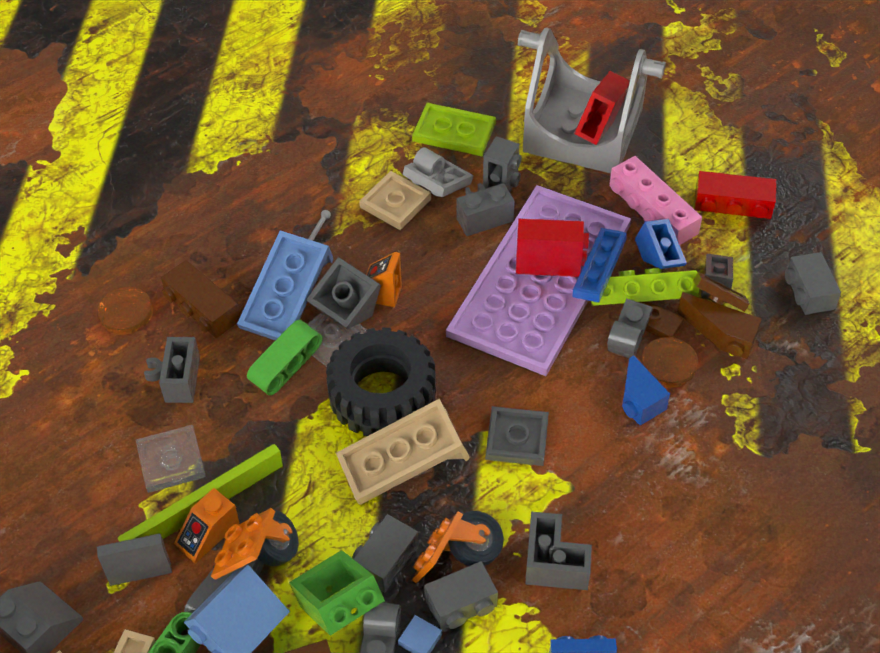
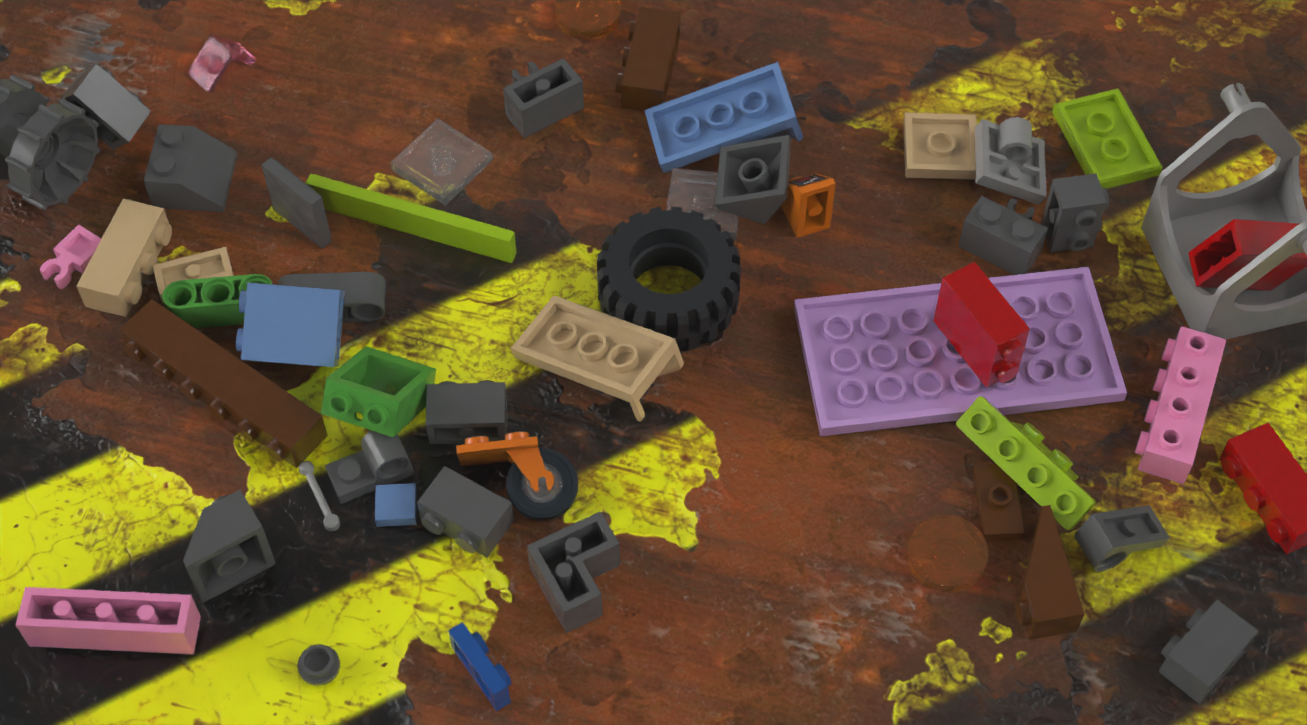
camera: 55 degrees right, 5 degrees up
(206, 525) = (387, 239): orange slope -> none
(263, 536) = (404, 297): orange plate -> none
(284, 357) = (635, 176): bright green beam -> none
(325, 214) = (808, 107): light grey hinge -> none
(517, 436) = (715, 454): dark grey tile -> none
(599, 265) = (1009, 393): blue tile -> none
(629, 329) = (946, 484): dark grey plate -> none
(643, 393) = (868, 544): blue slope -> none
(659, 244) = (1105, 444): blue slope -> none
(721, 293) = (1082, 545): reddish brown plate -> none

